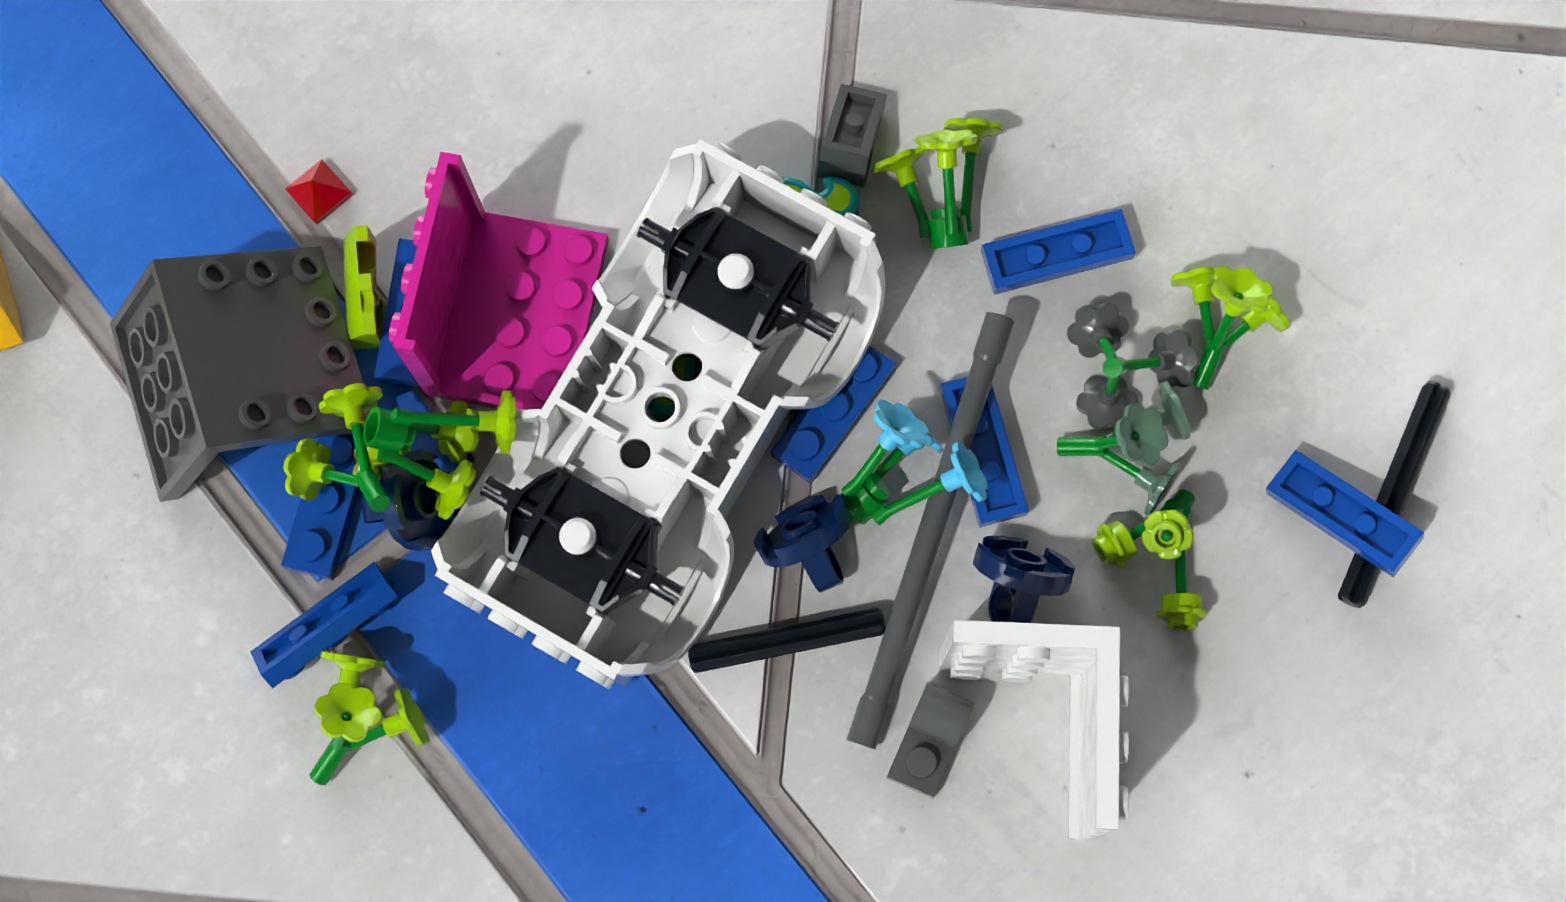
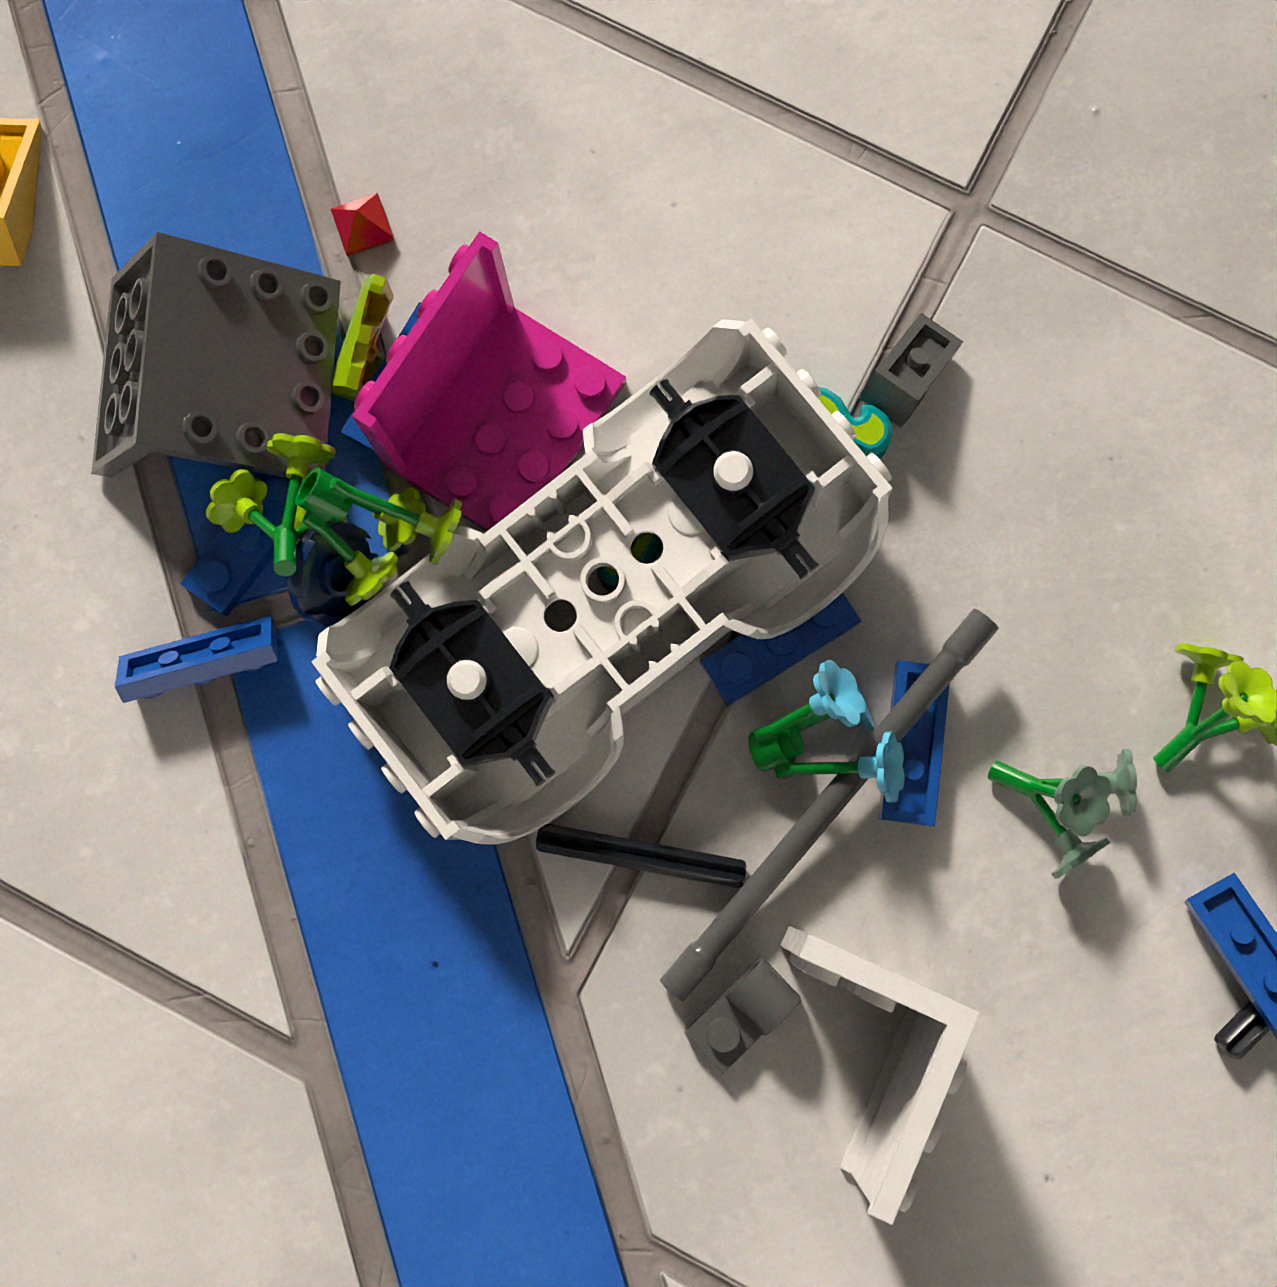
camera: 25 degrees right, 5 degrees up
(351, 713) = (180, 761): lime plant -> none
(806, 537) = (700, 765): dark blue tile -> none
(950, 224) = (976, 499): plant -> none
(1020, 576) = (902, 888): dark blue tile -> none
(1057, 251) = (1072, 570): blue plate -> none
(1100, 331) = (1063, 743): dark grey plant -> none
(1170, 537) = (1066, 914): lime plant -> none

